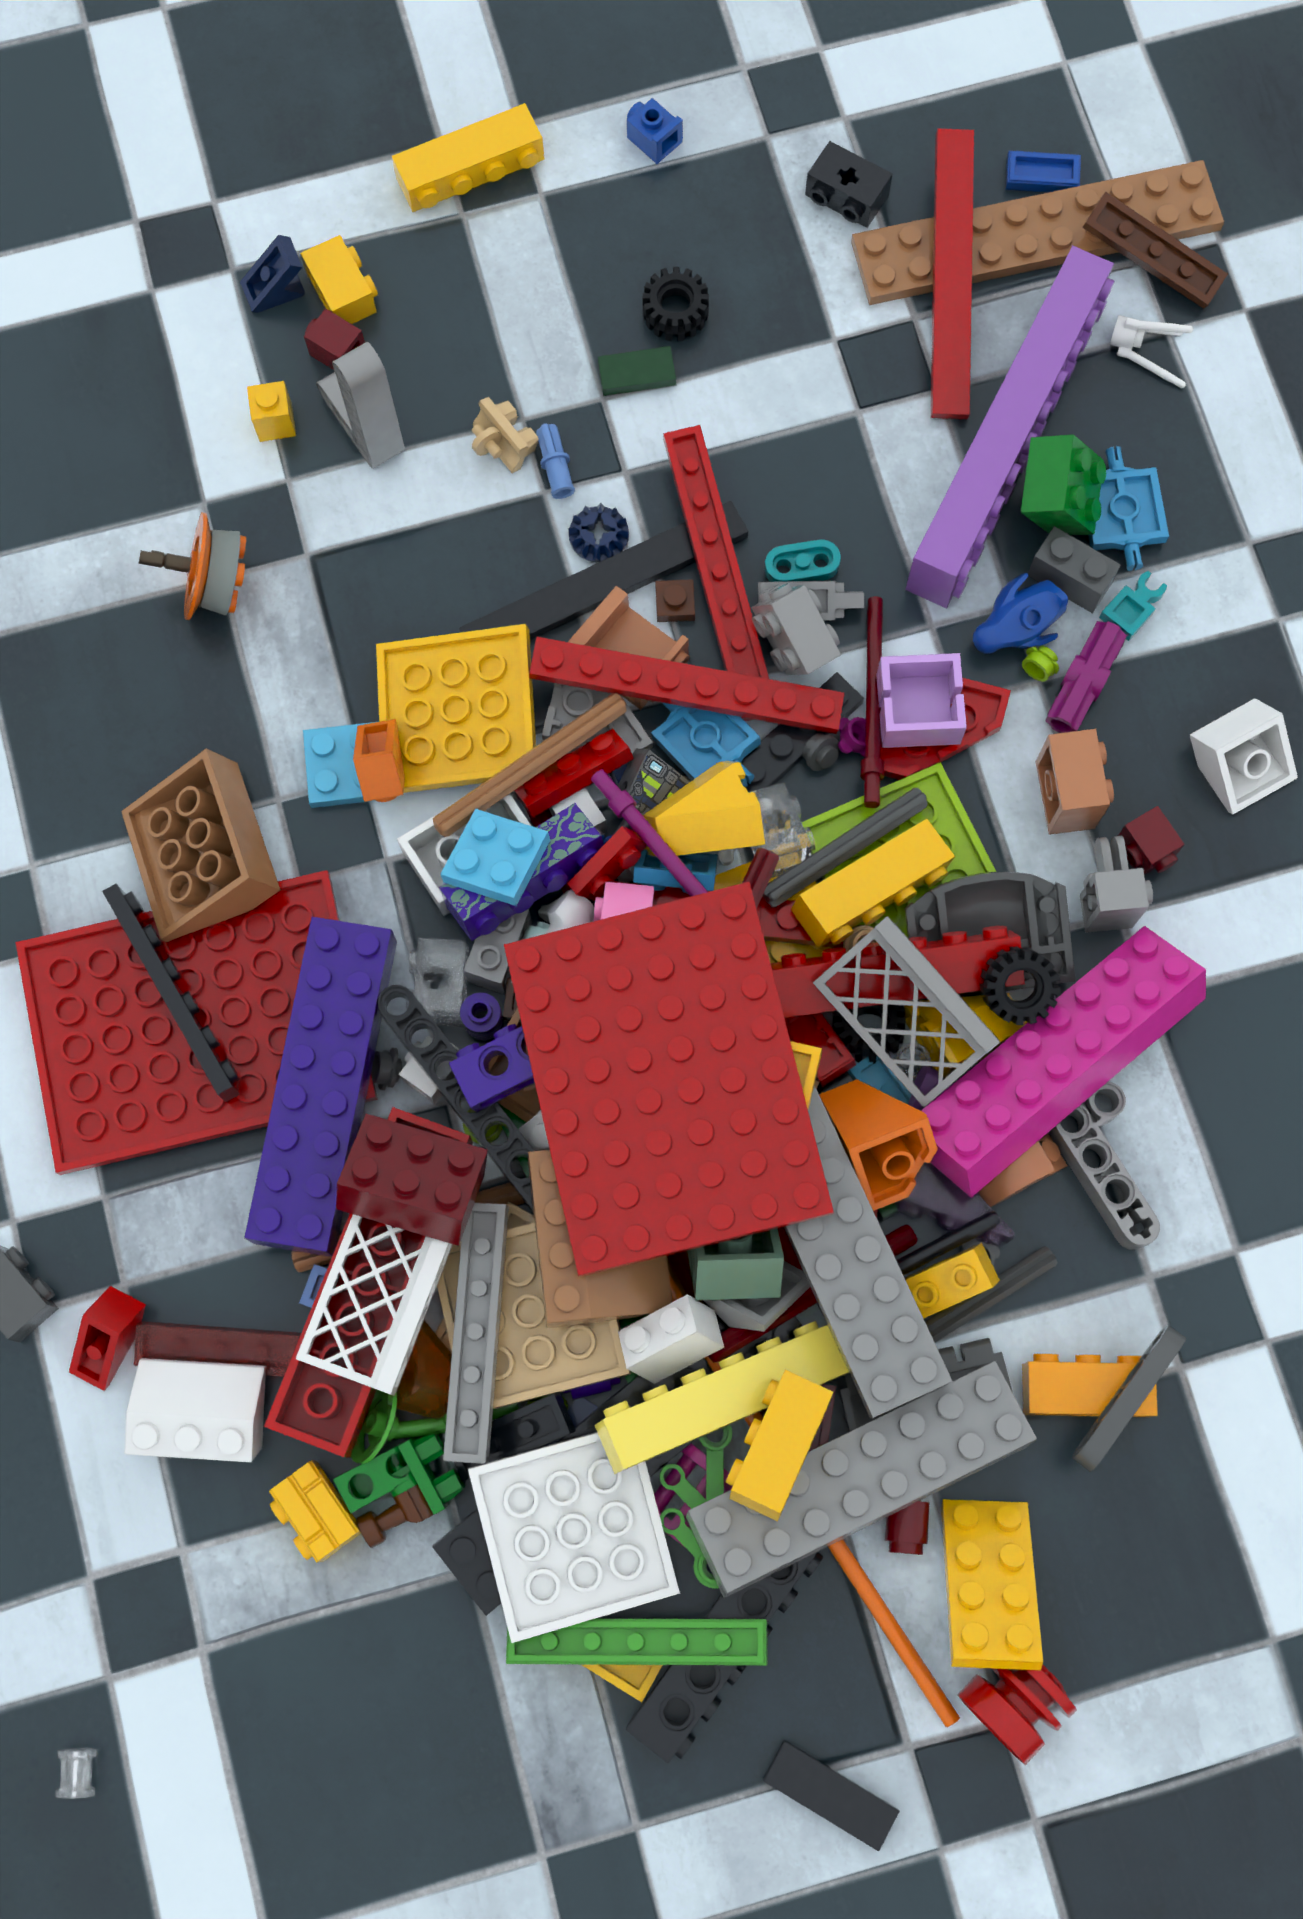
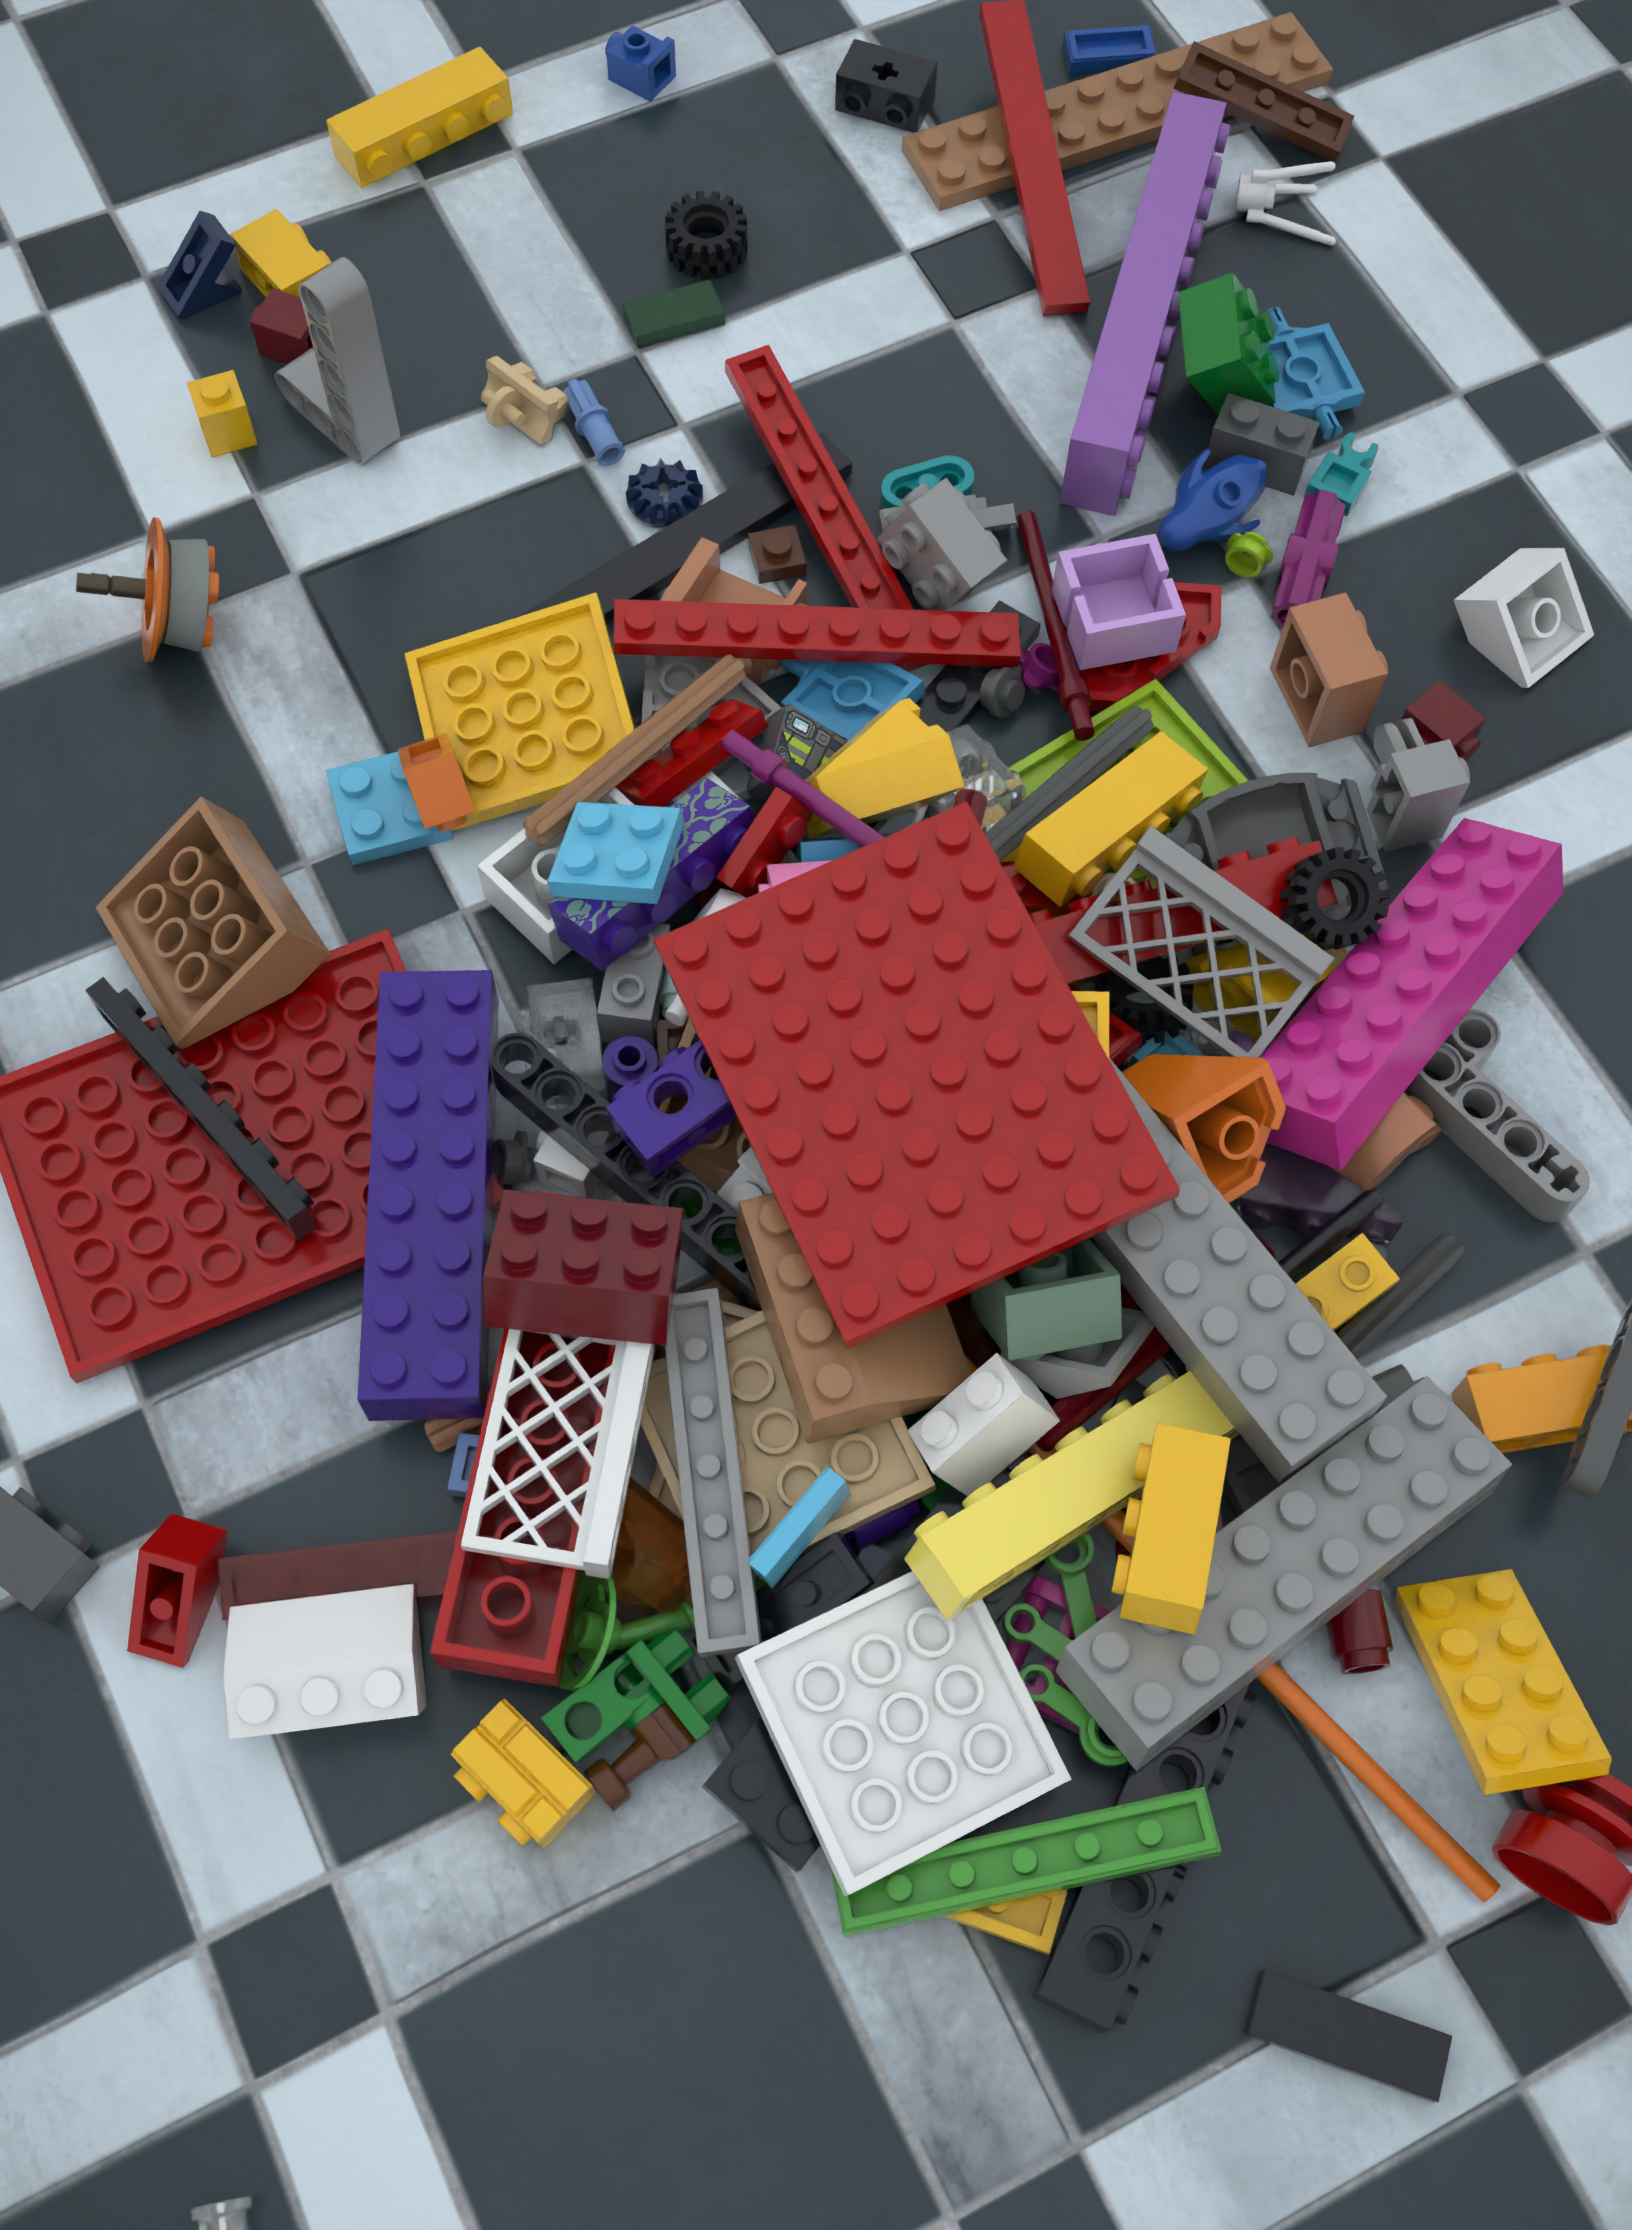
camera: 15 degrees left, 10 degrees down
(528, 1388) = (799, 1527): none -> medium azure tile

